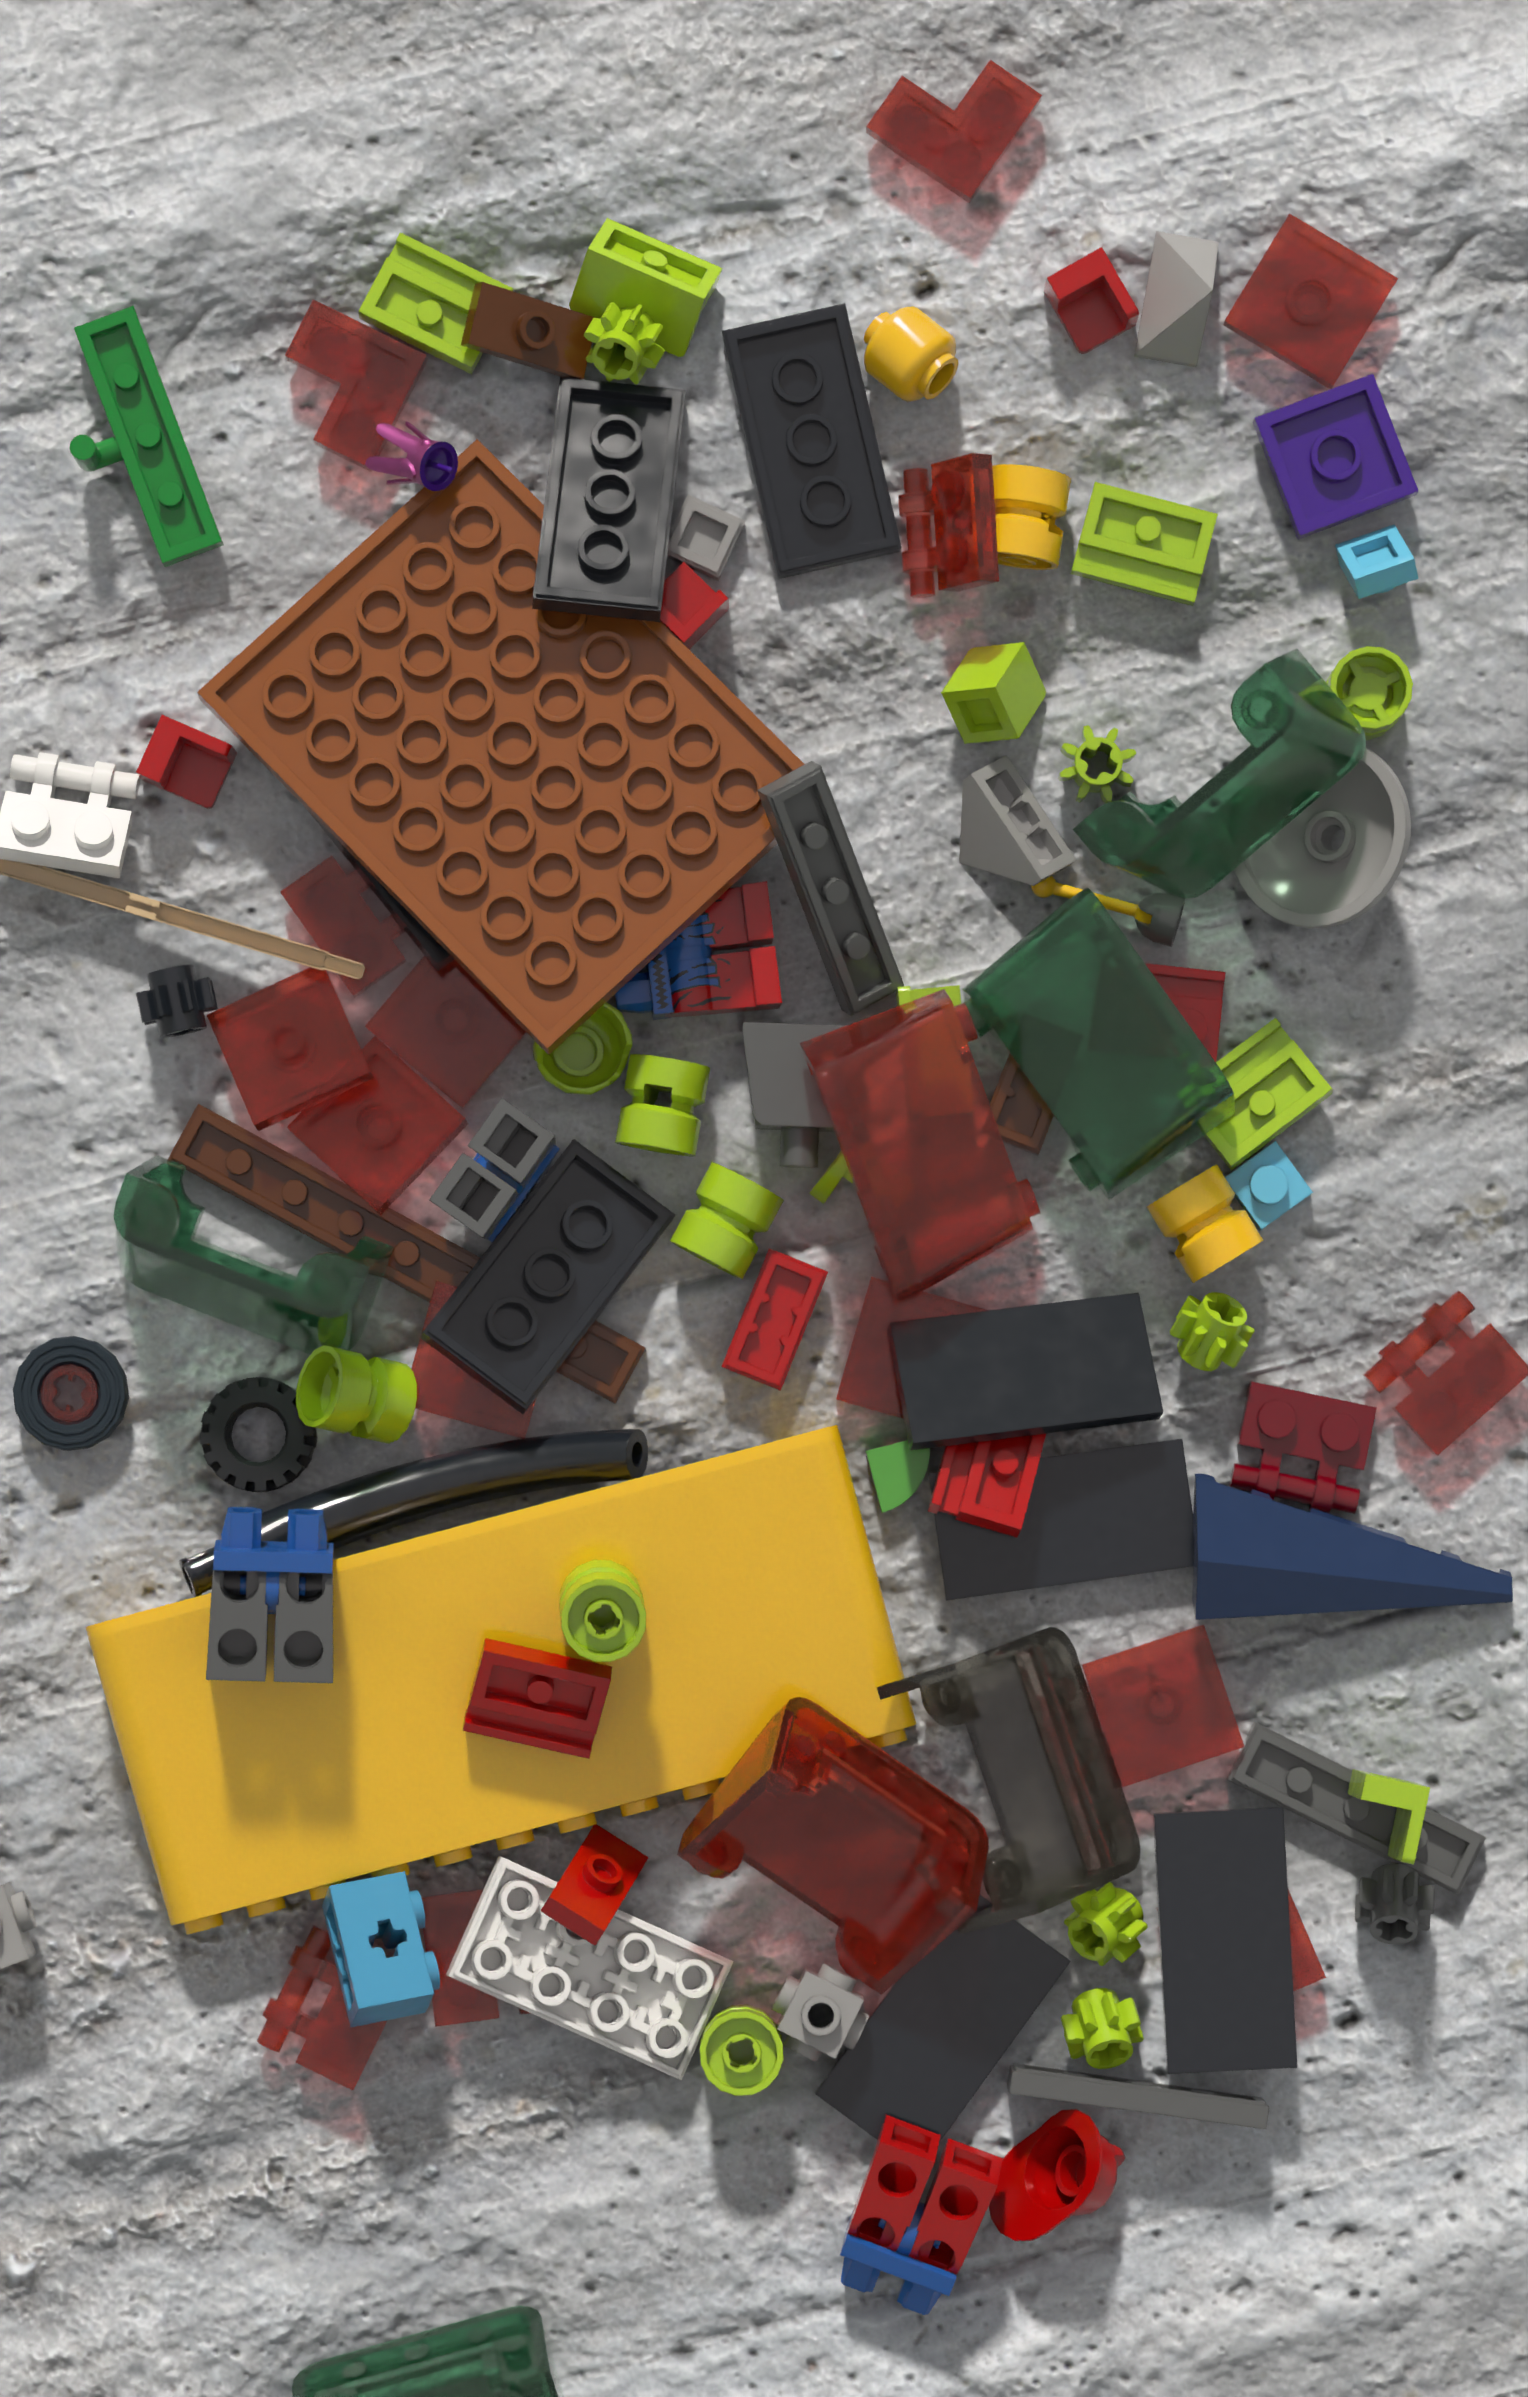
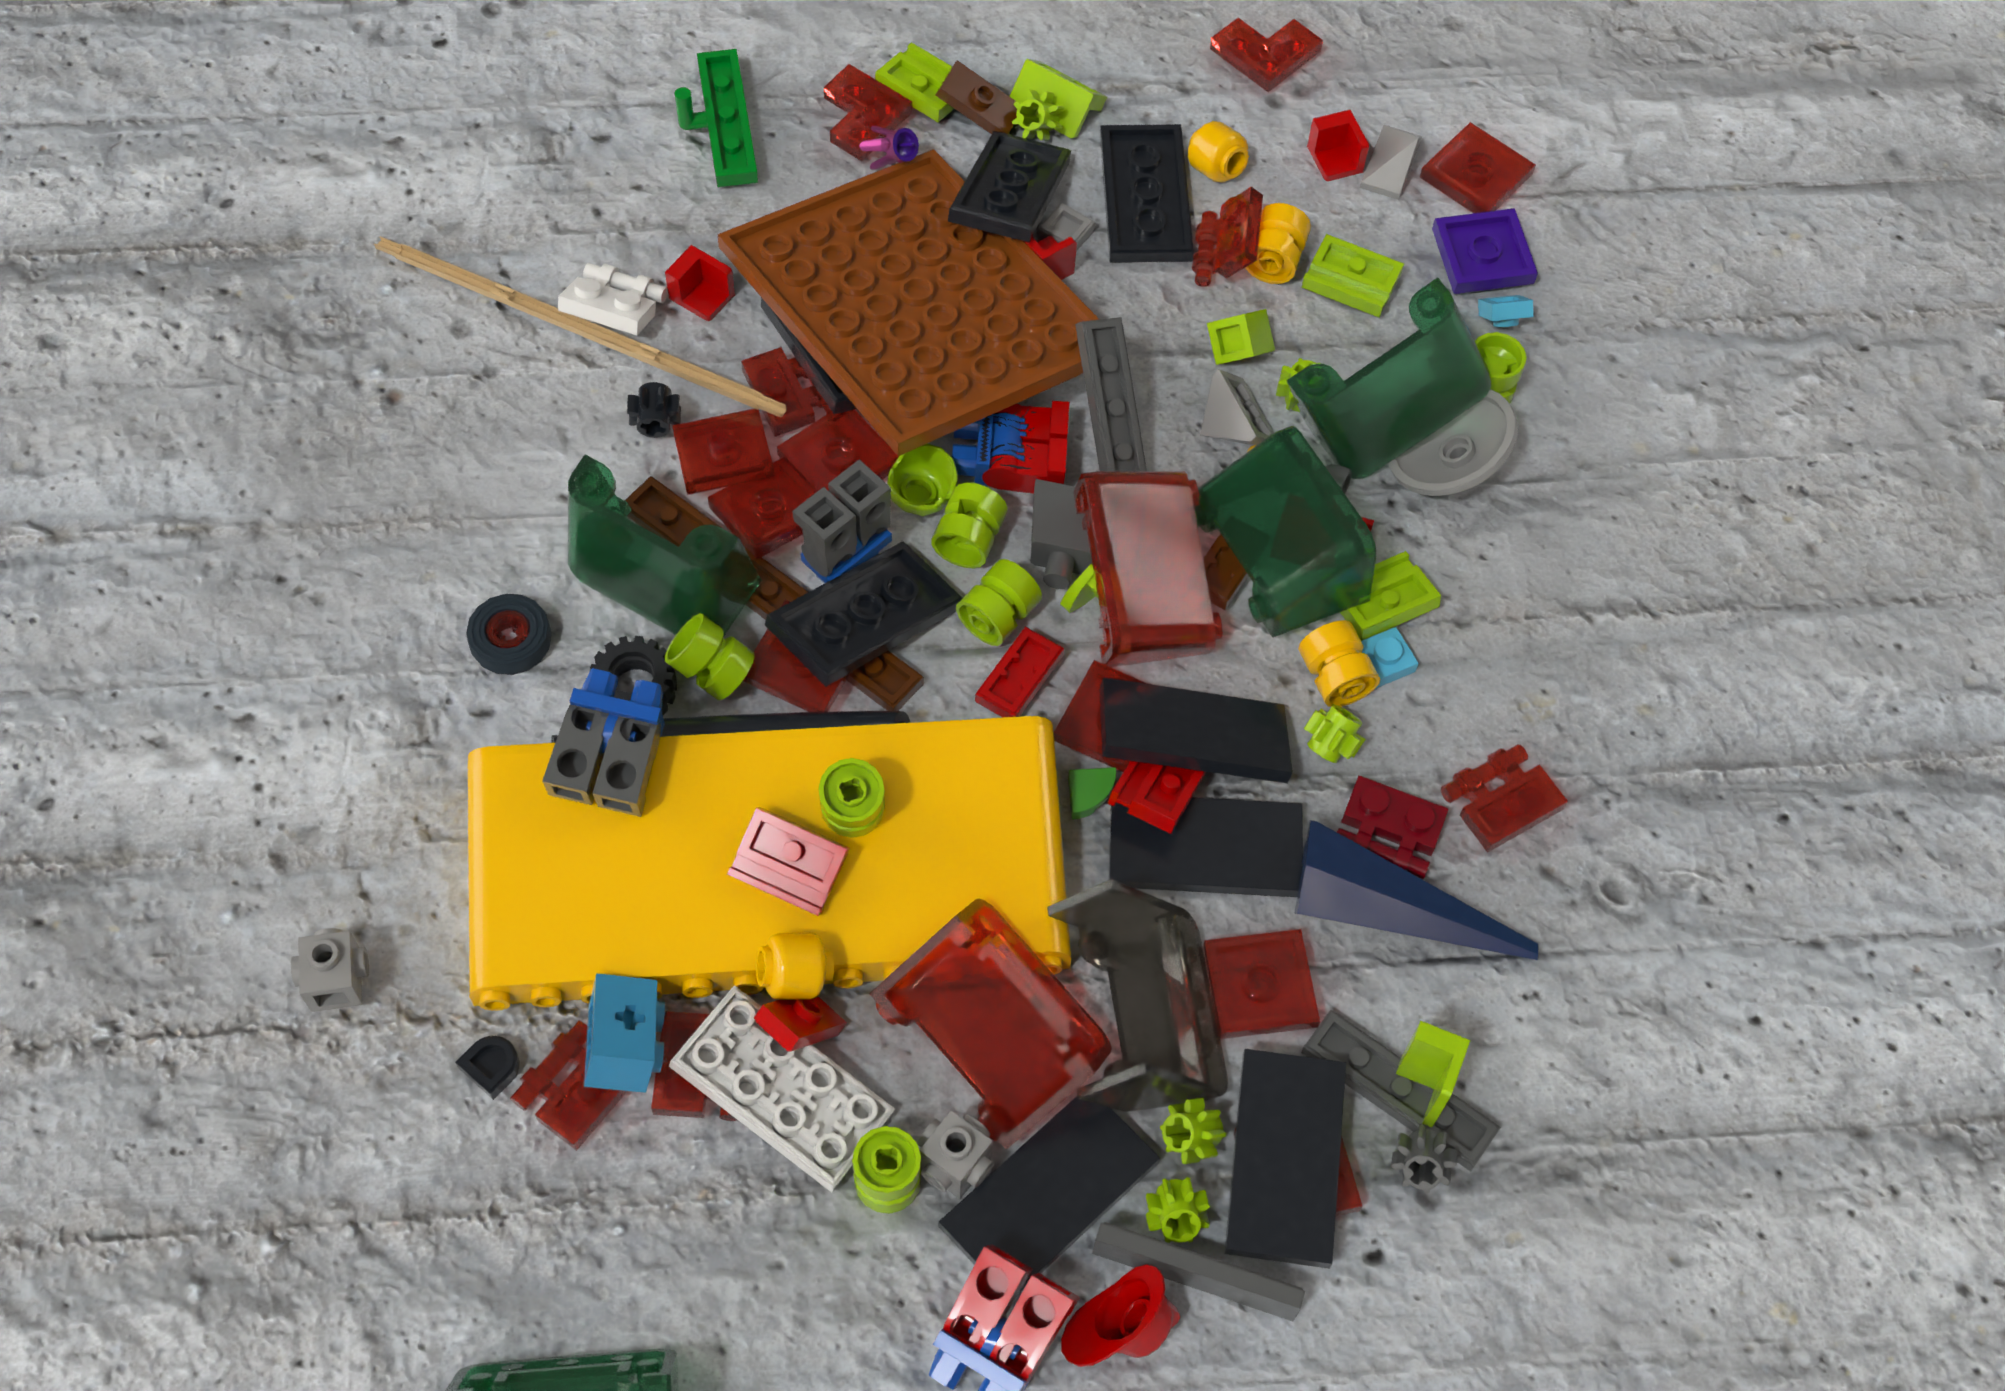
camera: 10 degrees right, 25 degrees down
(219, 1999) = (490, 1064): none -> black tile
(574, 1830) = (794, 966): none -> yellow head

